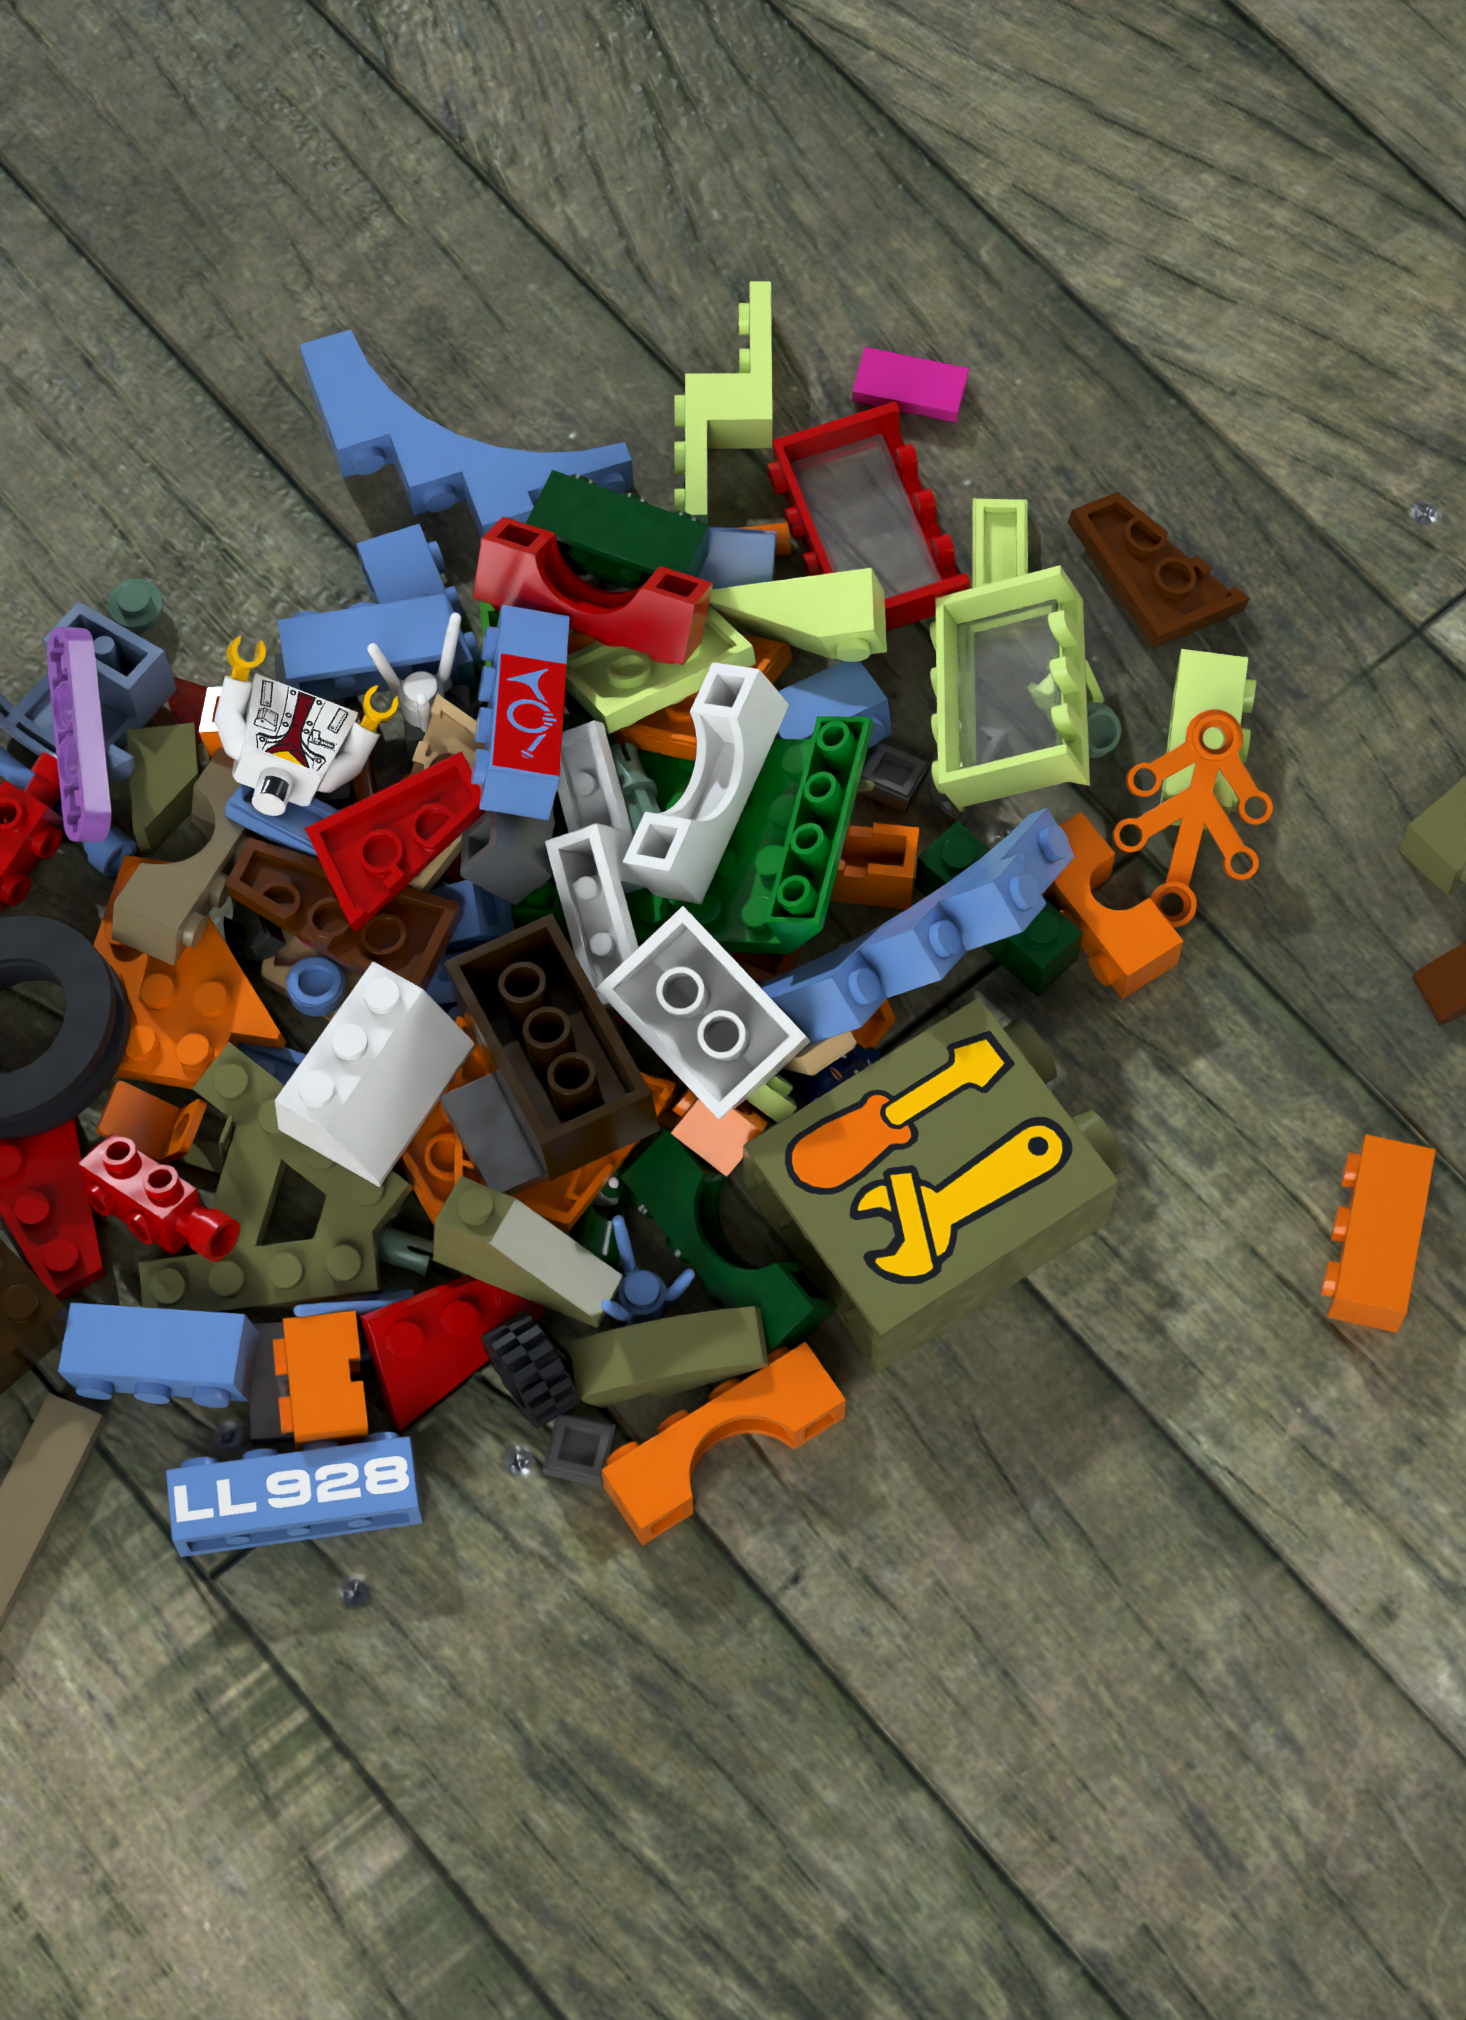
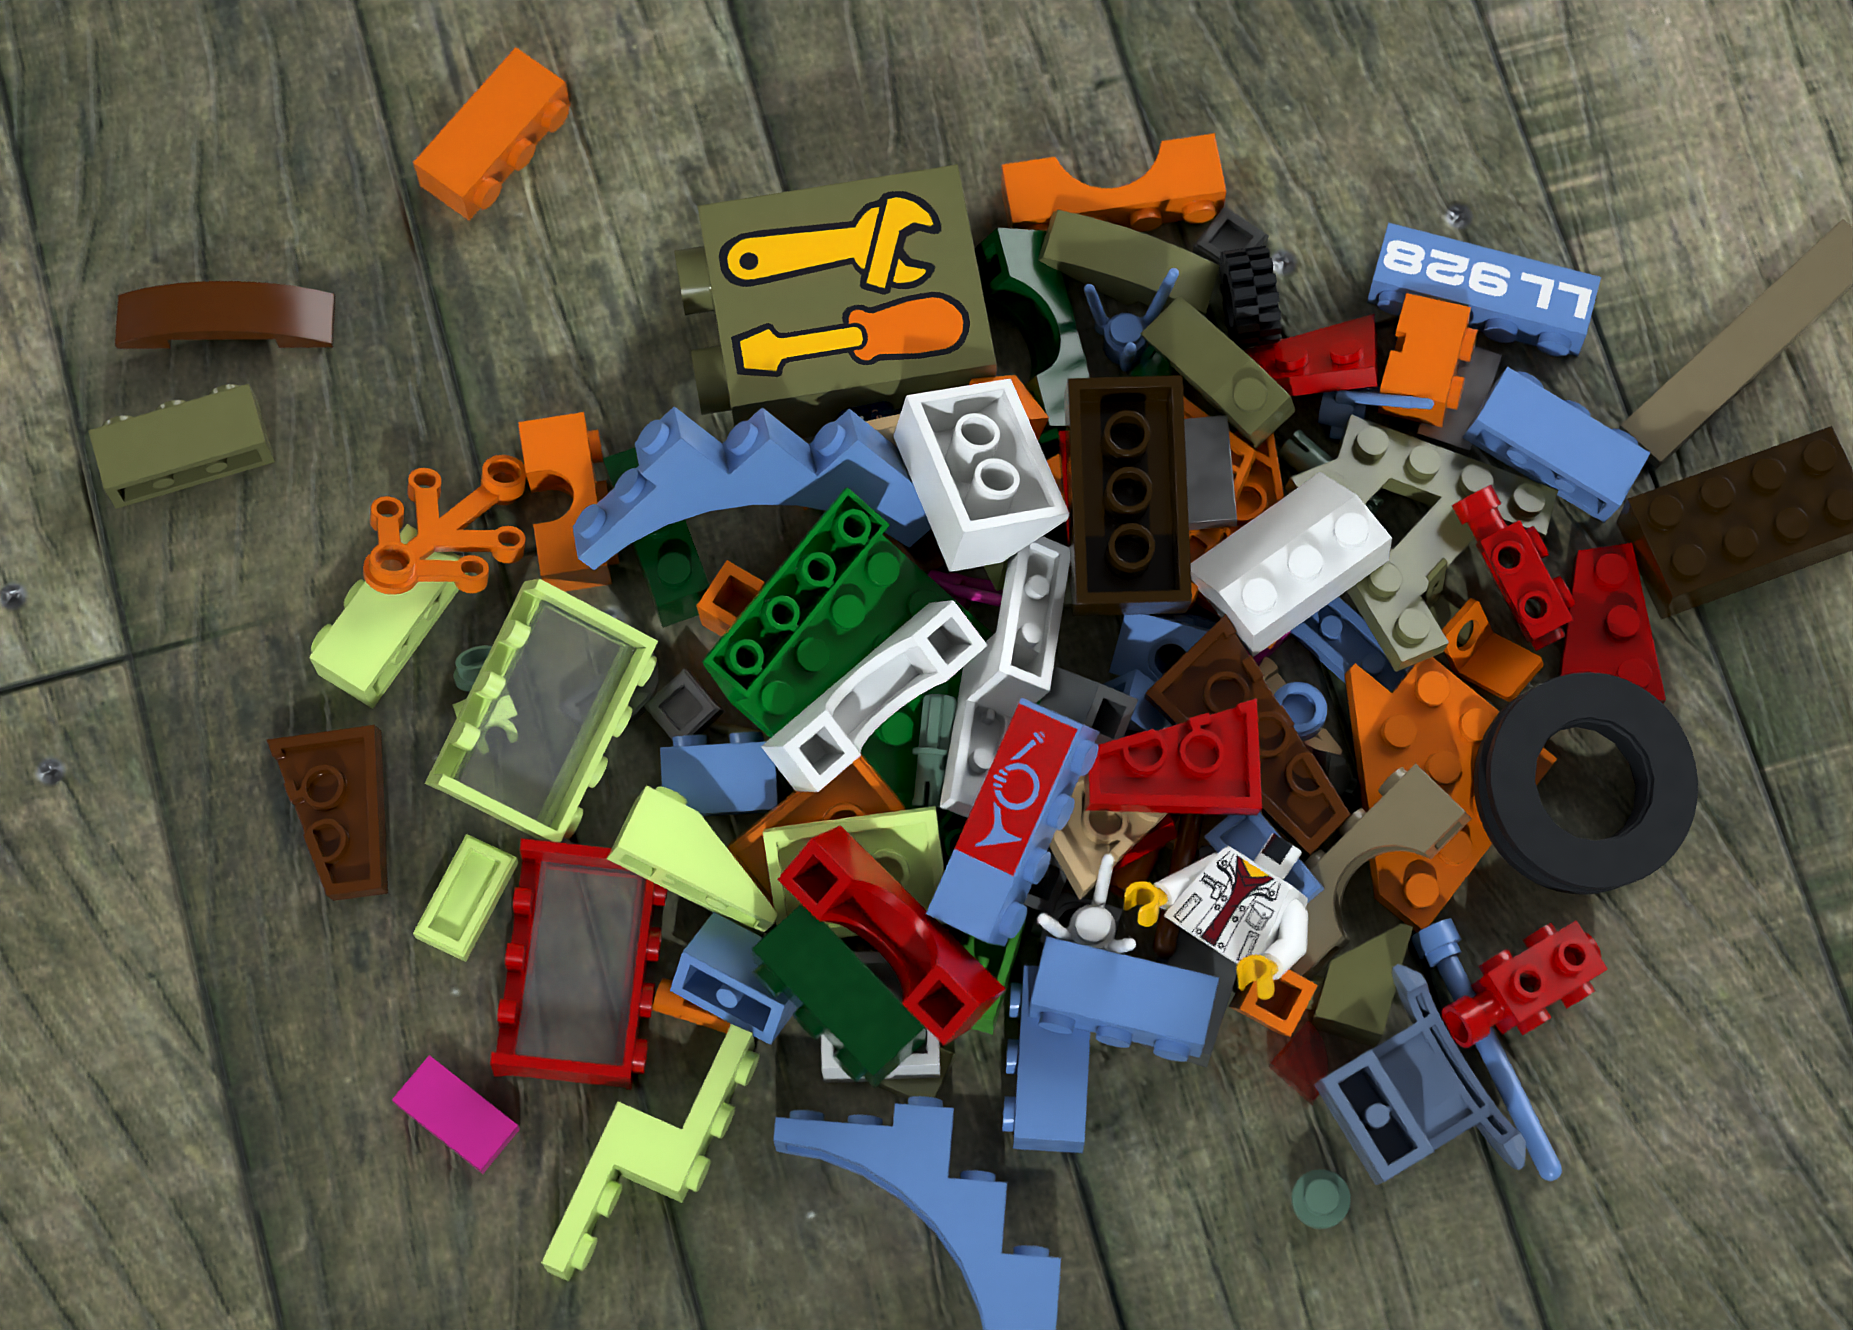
camera: 155 degrees left, 5 degrees up
(78, 734) = (1435, 1020): medium lavender beam -> none

